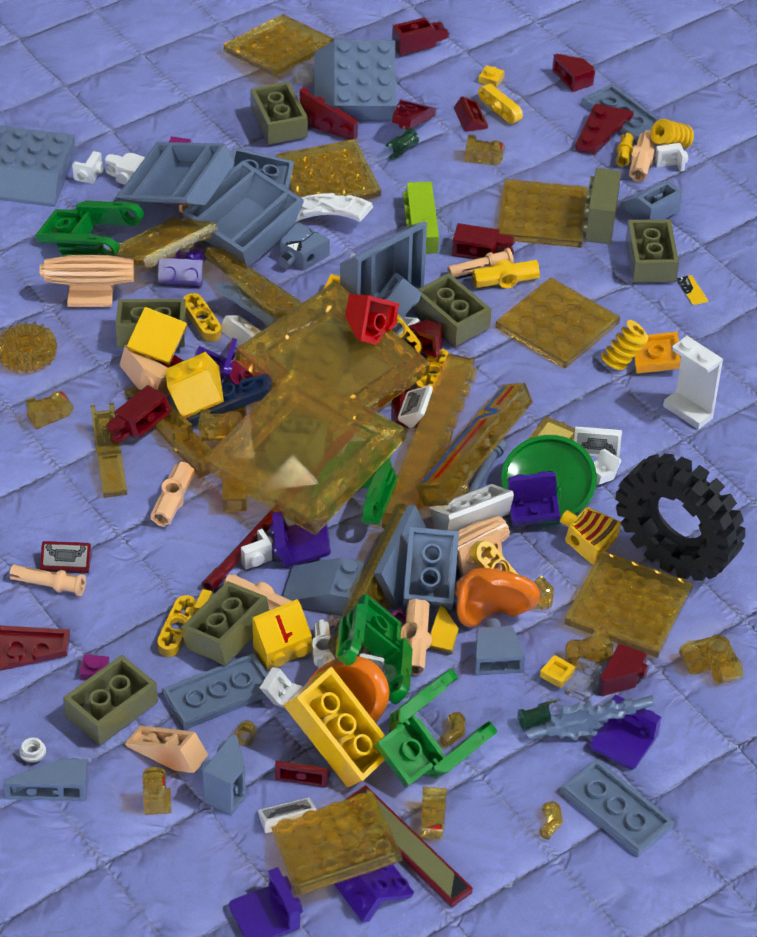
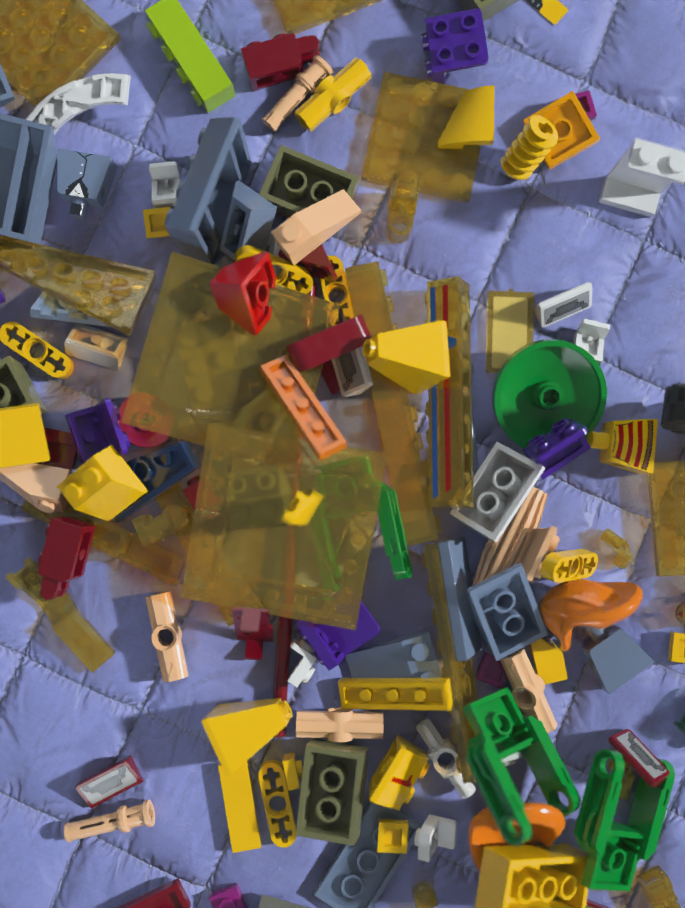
camera: 30 degrees left, 40 degrees up
(148, 615) = (240, 809): none -> yellow tile
(191, 557) = (243, 728): none -> yellow slope
(240, 505) = (257, 623): none -> dark red piece
(250, 671) = (392, 836): none -> yellow plate
(316, 585) = (395, 693): none -> yellow tile
(328, 425) = (302, 508): none -> yellow slope
(364, 385) = (303, 407): none -> orange plate
(407, 373) = (329, 343): none -> dark red beam
(435, 312) = (314, 225): none -> light nougat slope
(457, 400) = (411, 355): none -> yellow slope
(472, 710) = (639, 757): none -> slope
(515, 342) = (402, 204): none -> clear yellow piece
(593, 318) = (471, 120): none -> yellow slope
(606, 274) = (454, 43): none -> dark purple bracket

